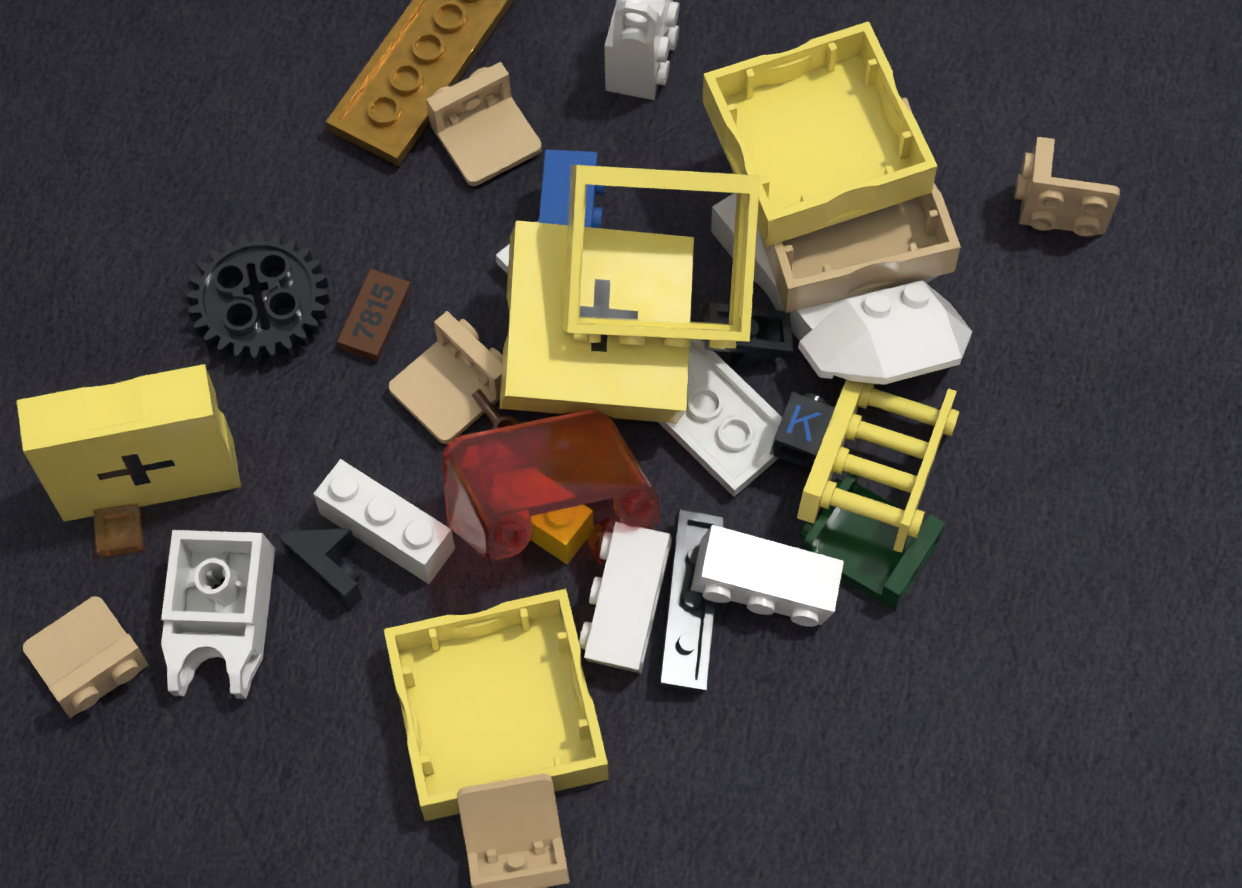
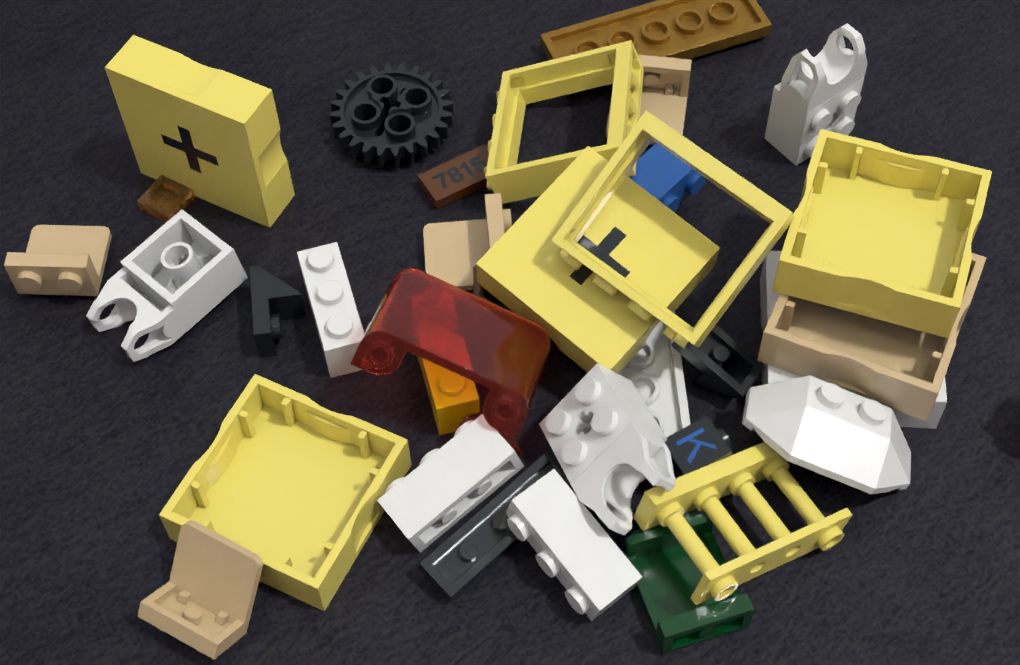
camera: 40 degrees right, 10 degrees down
(398, 151) = (549, 79): none -> light yellow window
(734, 473) = (608, 445): none -> white brick

